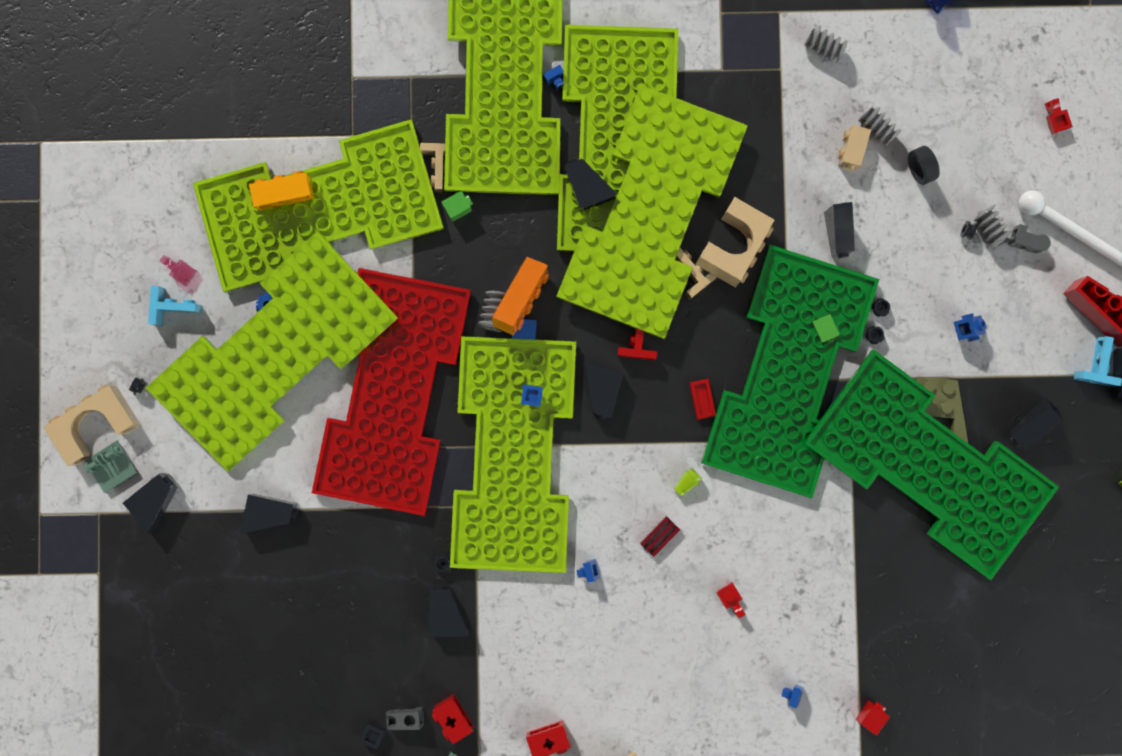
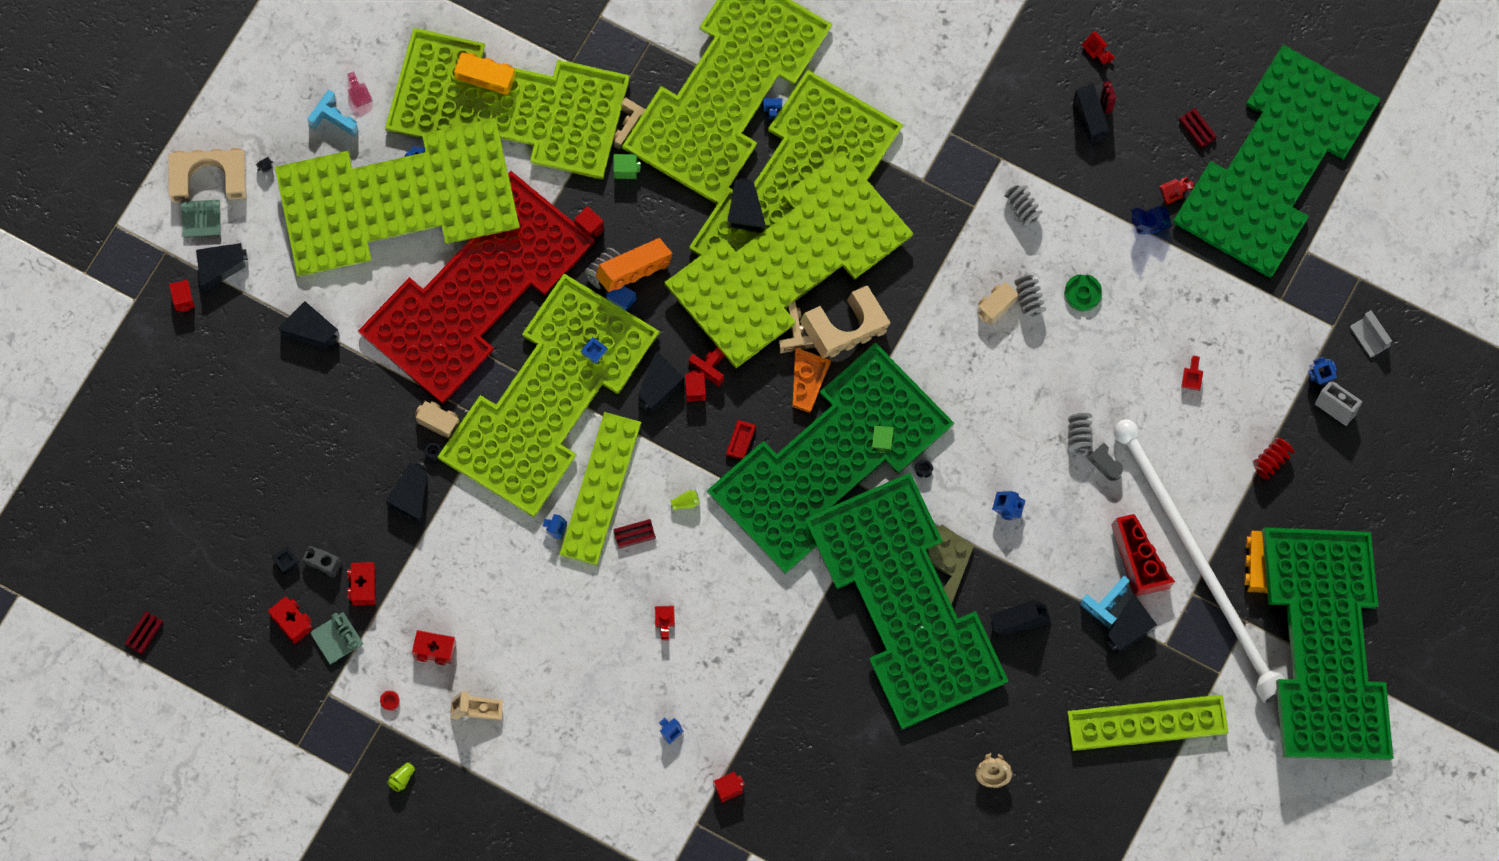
camera: 25 degrees right, 15 degrees down
(136, 549) = (182, 296): none -> red brick
(429, 534) = (434, 418): none -> tan brick
(456, 276) = (590, 222): none -> red brick
(607, 512) = (600, 489): none -> lime plate
(636, 373) = (695, 386): none -> red brick
(729, 310) = (808, 378): none -> orange wing
(840, 229) = (943, 362): black slope -> none
(885, 307) = (942, 444): black plate -> none
(919, 95) = (1083, 292): none -> green tile
(923, 165) = (1047, 348): black tyre -> none
(968, 230) = (1058, 425): black bush -> none
(1090, 573) = (993, 772): none -> tan hair

